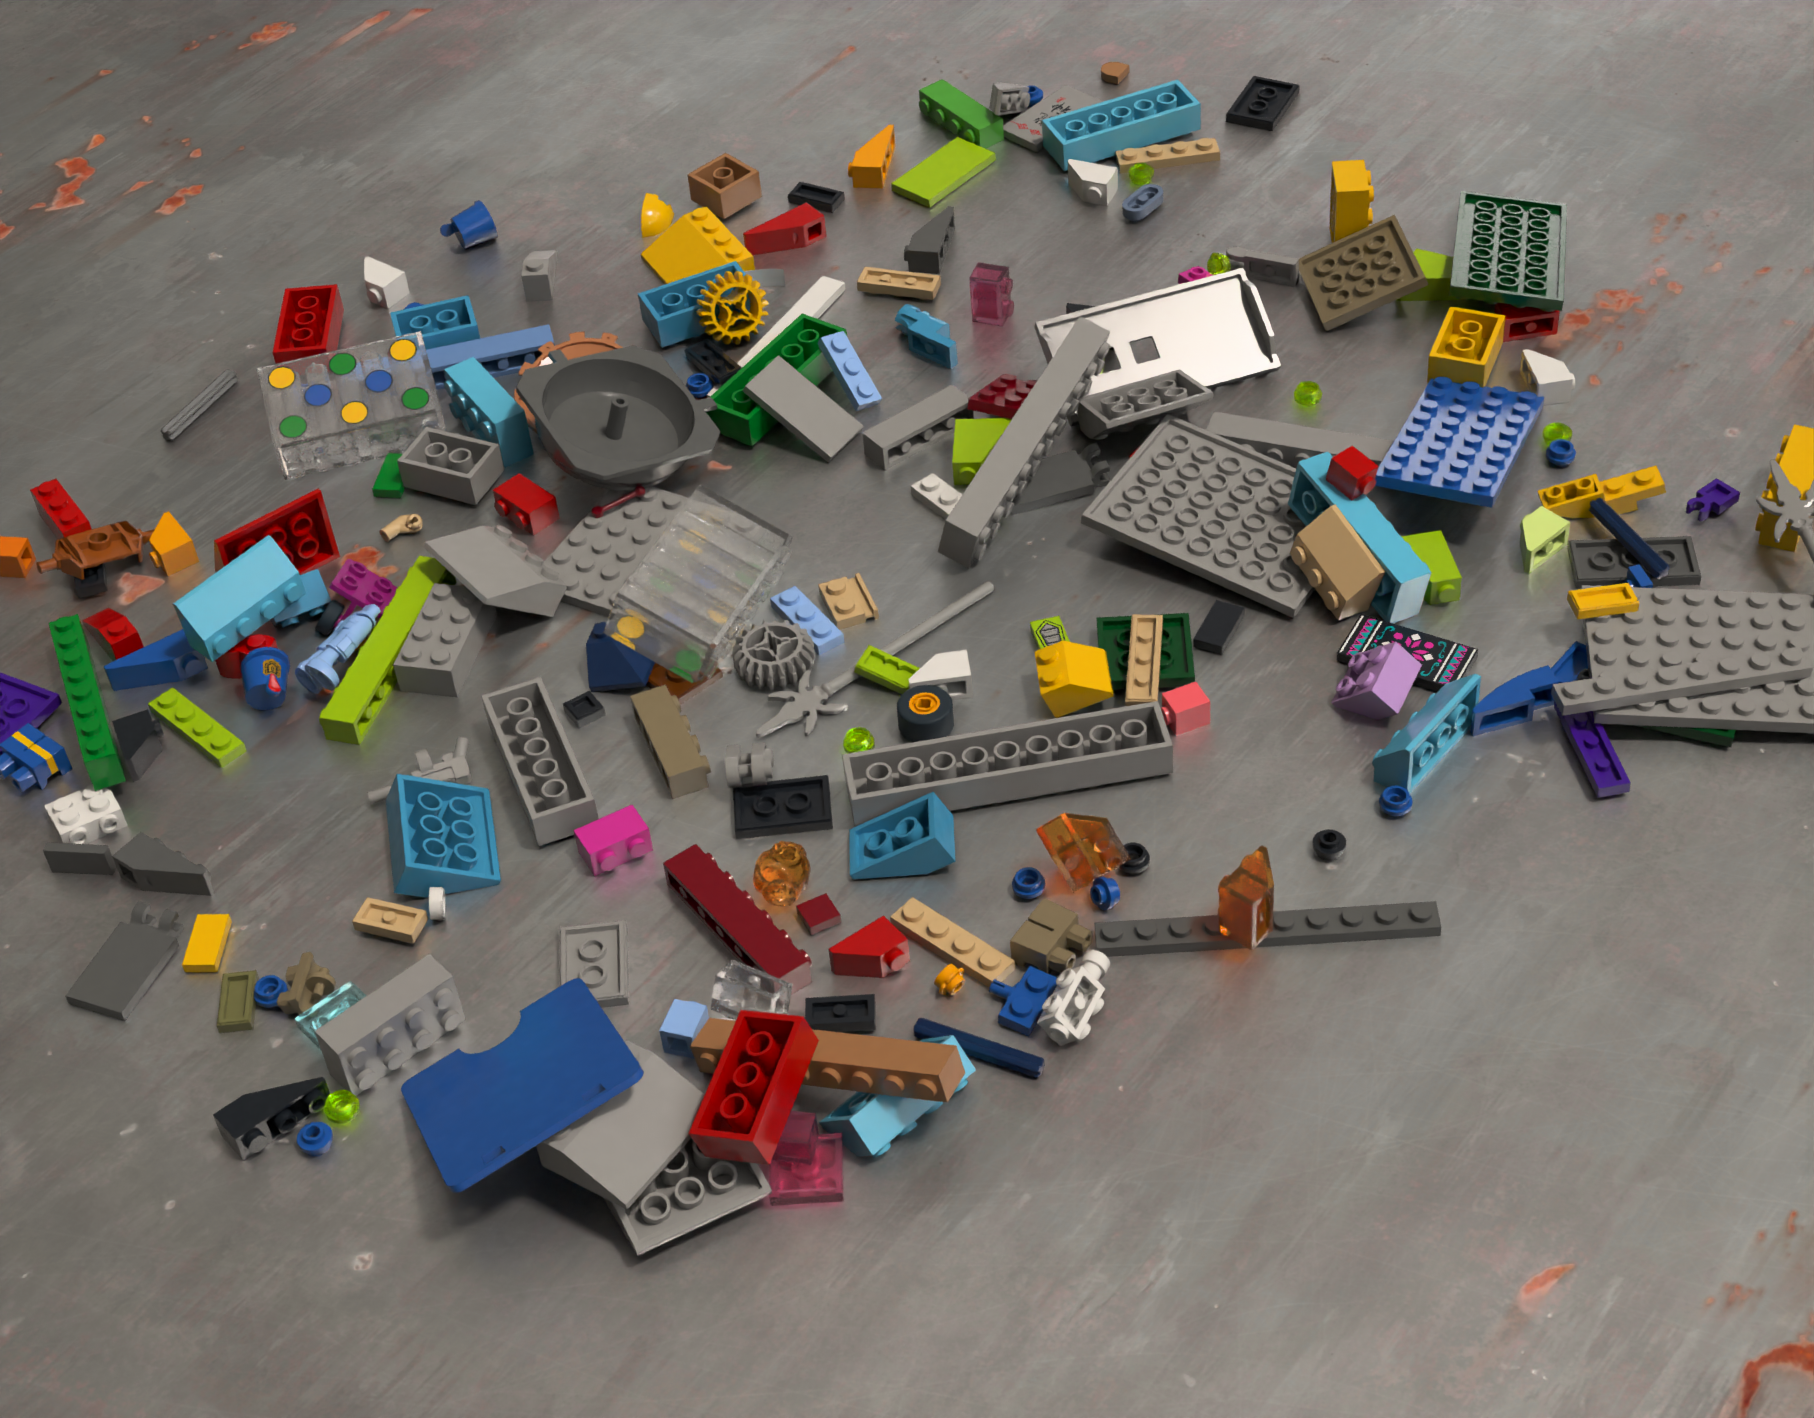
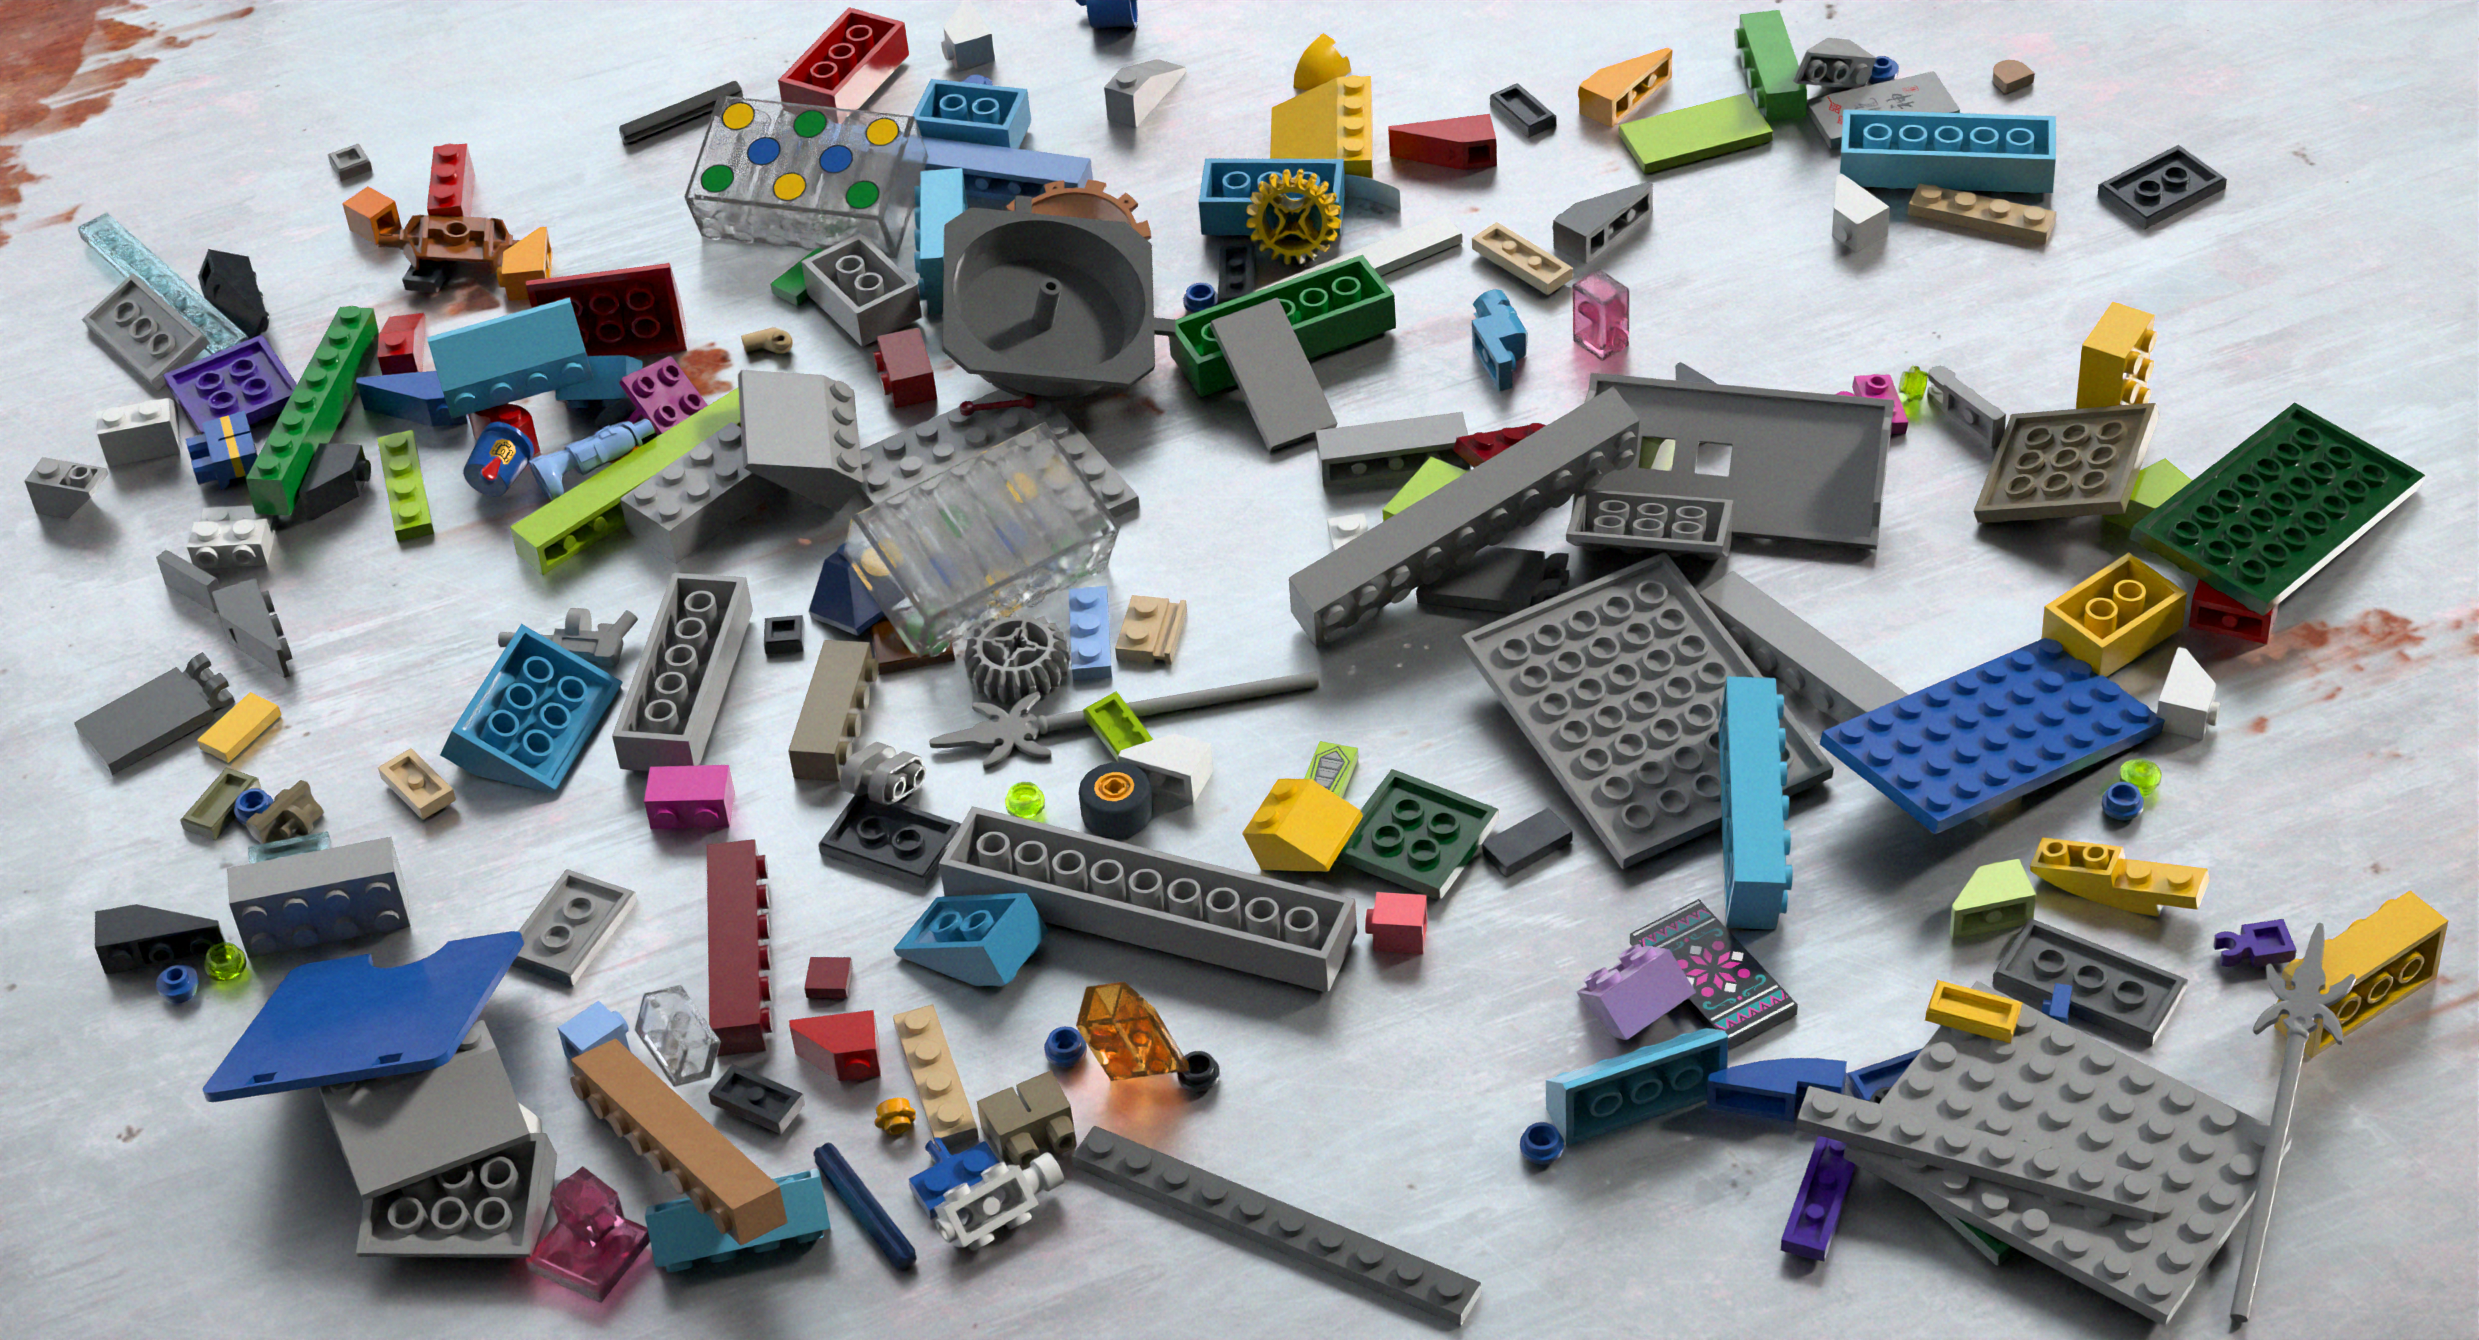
camera: 30 degrees right, 0 degrees up
(437, 903) = (471, 786): white tile -> none
(724, 185) = (1420, 56): medium nougat brick -> none
(754, 1087) = (564, 1132): red brick -> none
(782, 873) = (817, 914): clear orange hair -> none
(849, 371) = (1364, 348): light blue plate -> none
(1105, 893) = (1131, 1096): blue plate -> none
(1141, 174) = (1927, 225): clear neon green plate -> none
(1142, 202) = (1894, 264): sand blue plate -> none
(1144, 659) = (1395, 845): tan tile -> none
(1247, 900) = (1251, 1176): clear orange slope -> none
(1308, 393) = (1879, 594): clear neon green plate -> none
(1329, 844) = (1424, 1167): black plate -> none
(1337, 563) = (1698, 825): tan slope -> none
(1352, 473) = (1772, 717): red brick -> none
(1445, 577) = (1826, 872): lime slope -> none
(1629, 538) = (2098, 948): dark blue axle -> none

